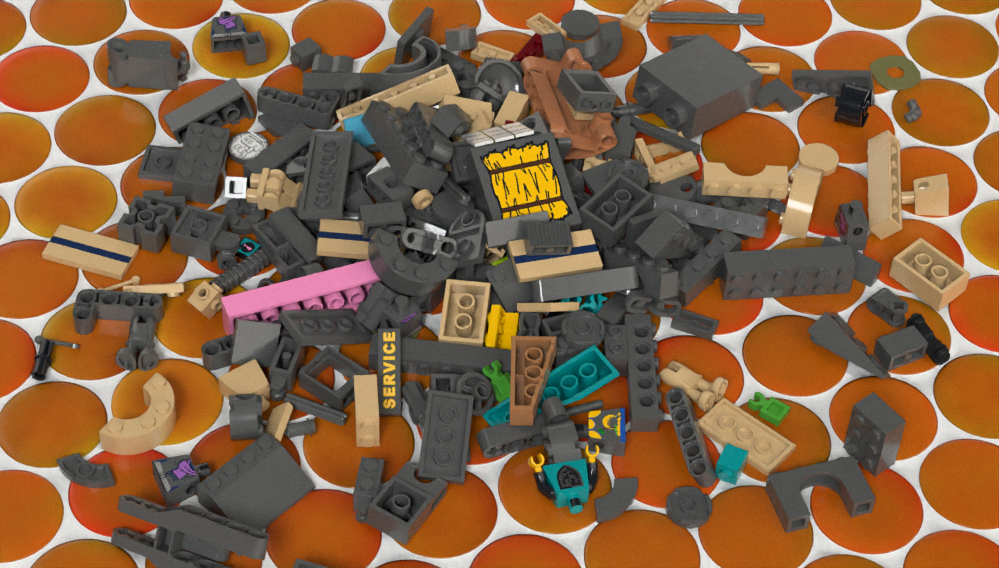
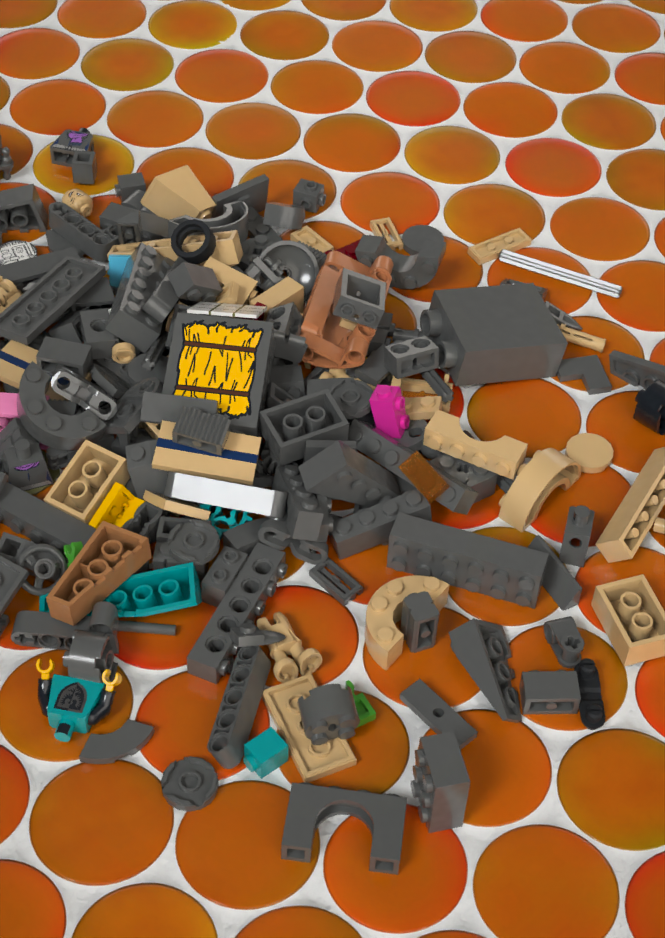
camera: 25 degrees right, 0 degrees up
(269, 79) = (78, 201): none -> tan head
(368, 50) = (178, 195): none -> tan slope
(416, 71) = (187, 228): none -> black tyre
(464, 13) = (309, 194): none -> dark grey brick
(606, 430) = (153, 662): dark grey torso -> none
(648, 126) = (411, 357): none -> dark grey brick
(662, 176) = (389, 410): none -> dark pink brick
(669, 383) = (250, 635): none -> dark grey plate
(727, 218) = (423, 476): none -> clear orange tile
(750, 342) = (385, 610): none -> tan brick
(764, 418) = (328, 713): none -> dark grey brick
(782, 329) = (419, 621): none -> dark grey brick
(830, 391) = (437, 712): none -> dark grey tile

